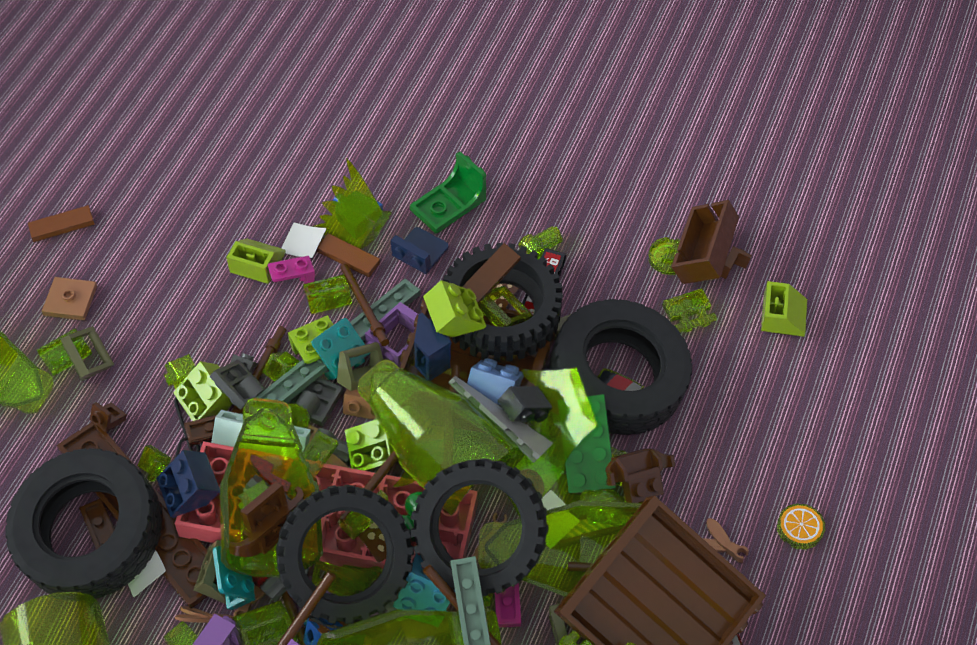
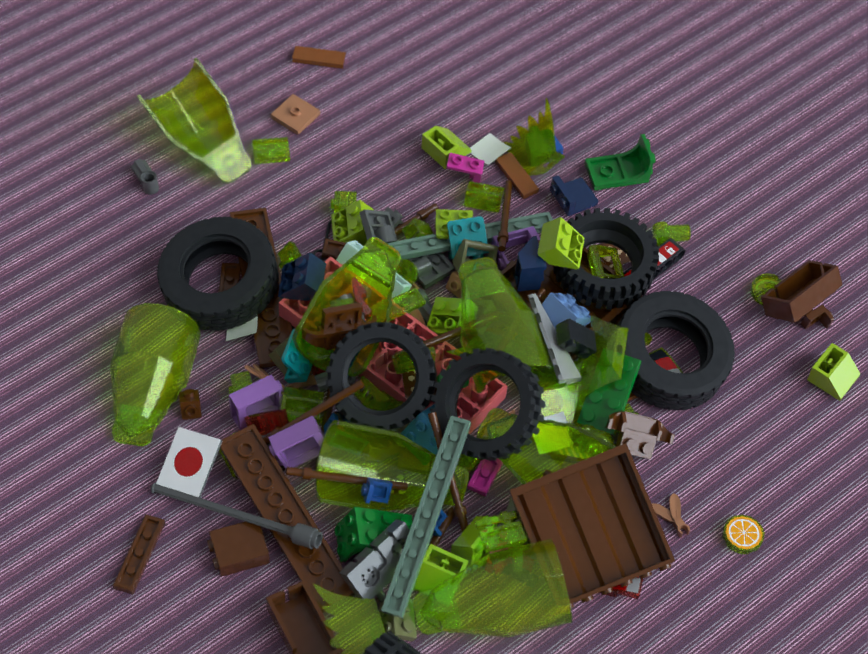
camera: 25 degrees right, 0 degrees up
(75, 358) = (275, 143): olive tile -> none
(107, 416) = (275, 209): reddish brown bracket -> none
(492, 272) = (608, 232): reddish brown tile -> none
(687, 305) = (758, 333): clear neon green plate -> none

